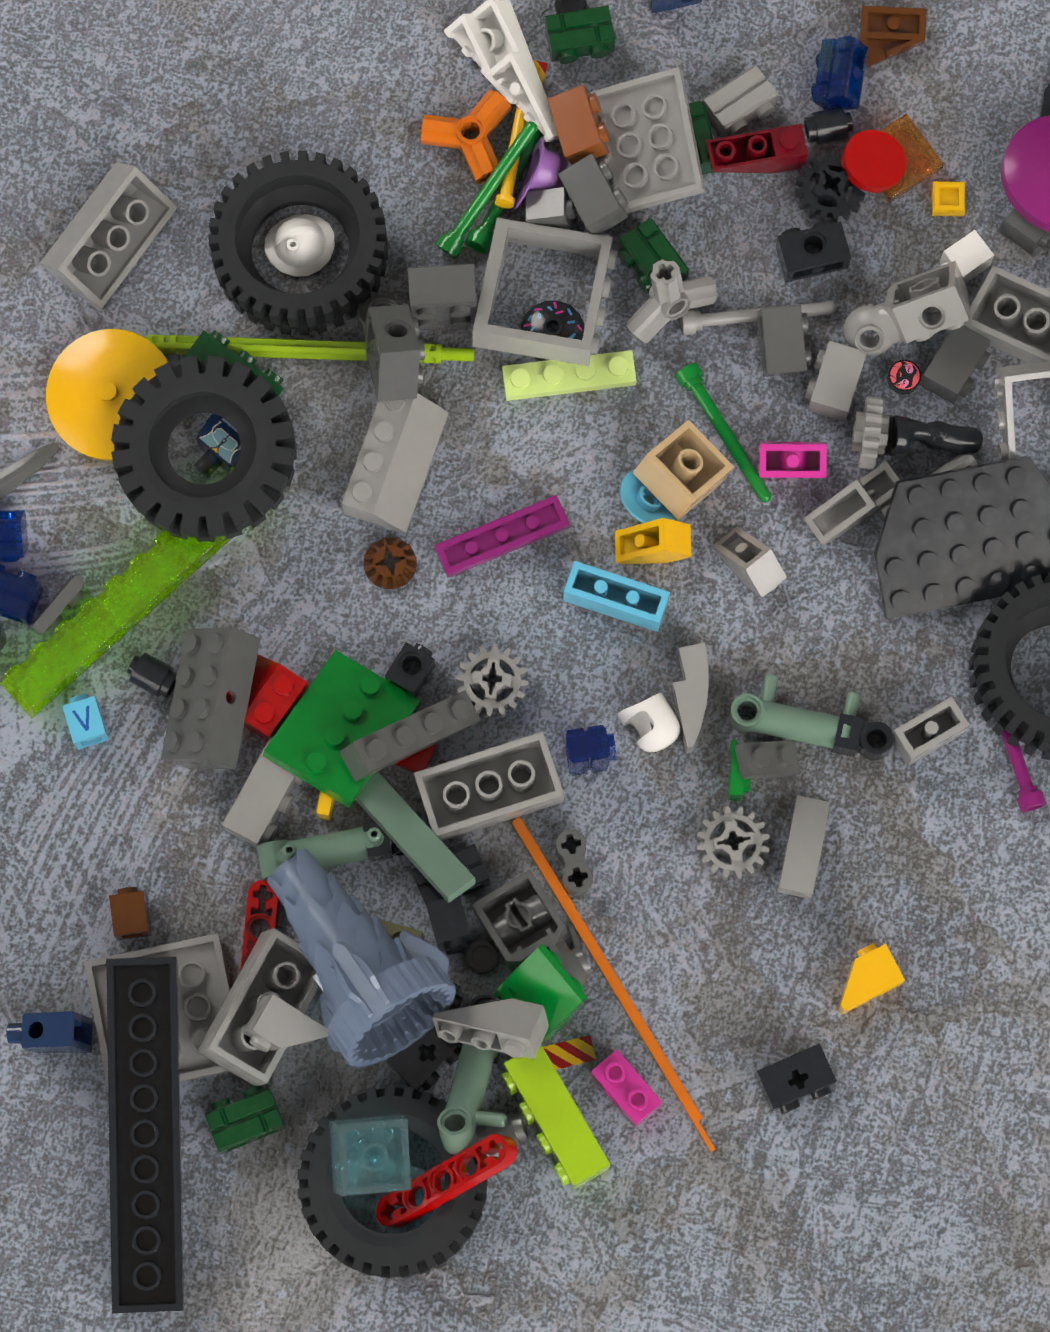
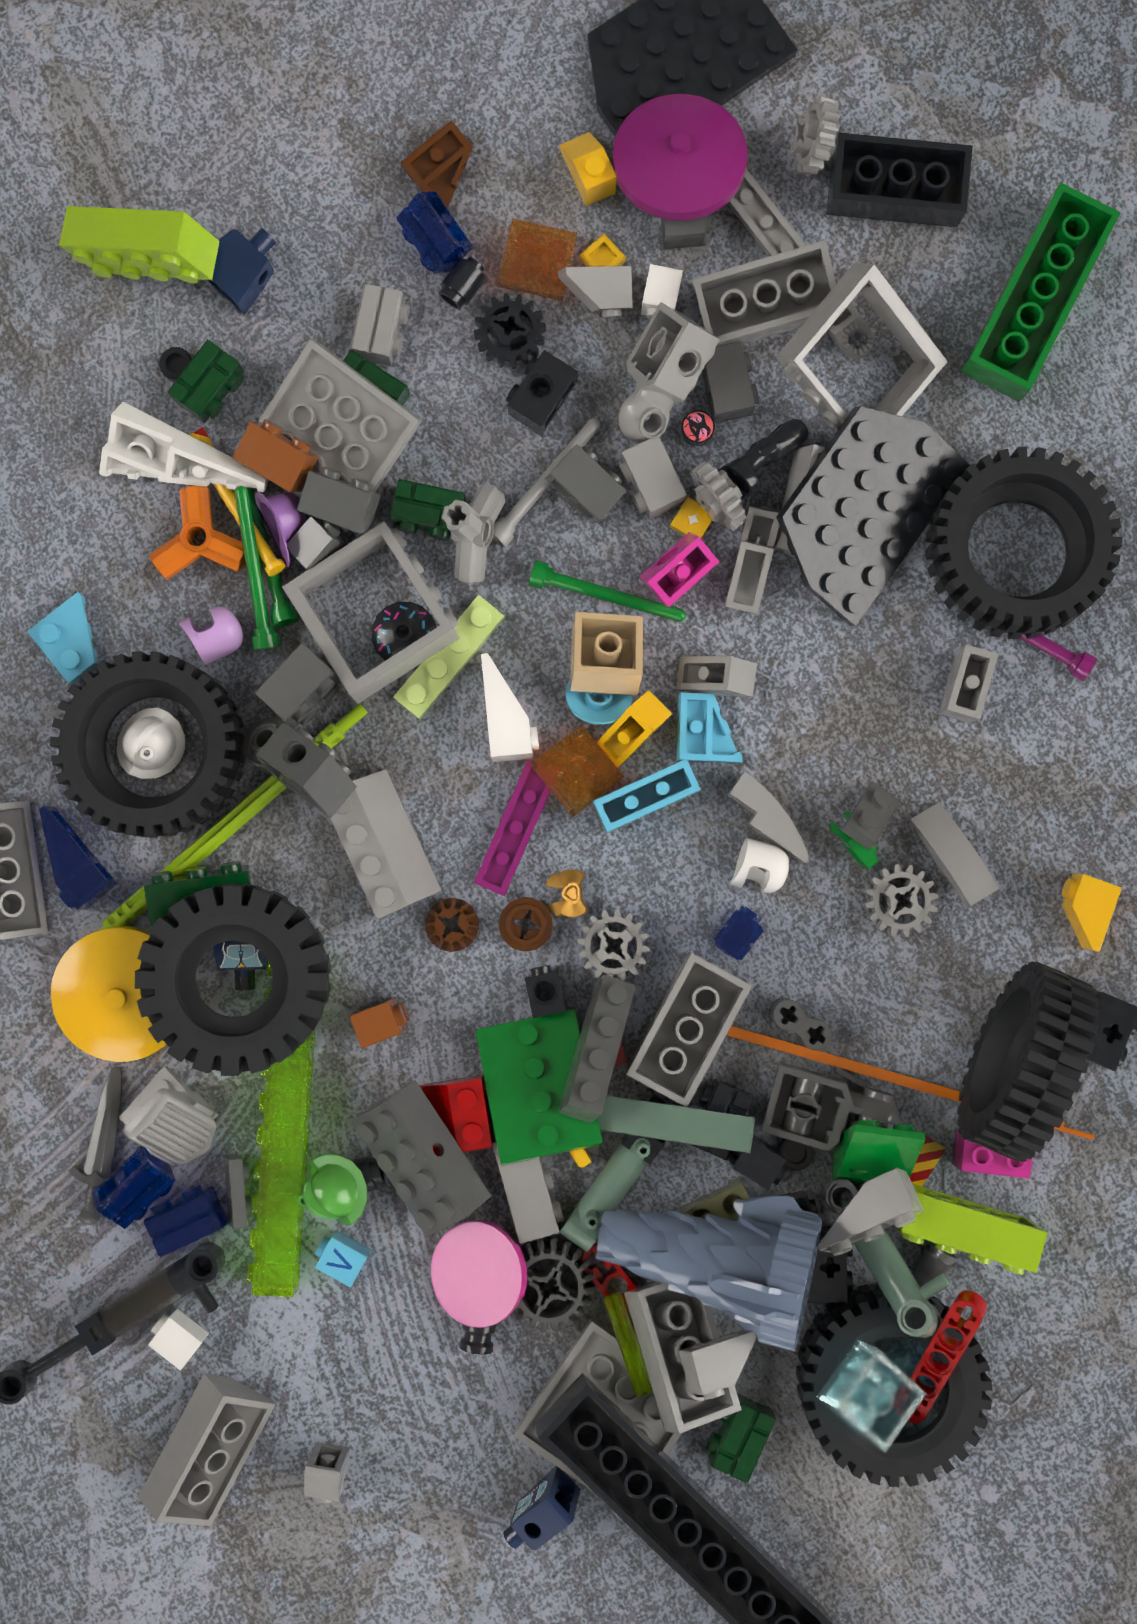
camera: 45 degrees left, 10 degrees up
(61, 514) = (170, 1120): none -> light grey piece
(127, 867) = (477, 1340): none -> black wheel
(129, 665) = (335, 1189): none -> bright green helmet
(130, 914) = (513, 1368): reddish brown brick -> none
(165, 279) = (73, 864): none -> clear blue slope
(171, 820) = (478, 1273): none -> tile
(199, 885) = (577, 1297): none -> dark grey gear
(229, 970) = (628, 1344): none -> clear neon green axle
(274, 577) = (380, 1022): none -> dark orange brick
(312, 120) = (67, 639): none -> medium azure wing
(416, 214) = (216, 639): none -> lavender helmet
(447, 596) = (511, 932): none -> reddish brown gear
(503, 610) = (573, 902): none -> pearl gold piece
(563, 455) = (507, 722): none -> white slope
(584, 533) = (577, 770): none -> clear orange plate
(703, 592) = (702, 731): none -> medium azure wing
(709, 1015) = (1028, 1061): none -> black tyre
(759, 151) = (431, 350): dark red slope -> none
(838, 437) = (691, 519): none -> yellow tile
(840, 733) = (877, 759): sand green piece -> none
(874, 161) = (525, 278): red tile -> none
(923, 215) = (601, 288): none -> light grey slope
(996, 128) = (589, 168): none -> yellow slope

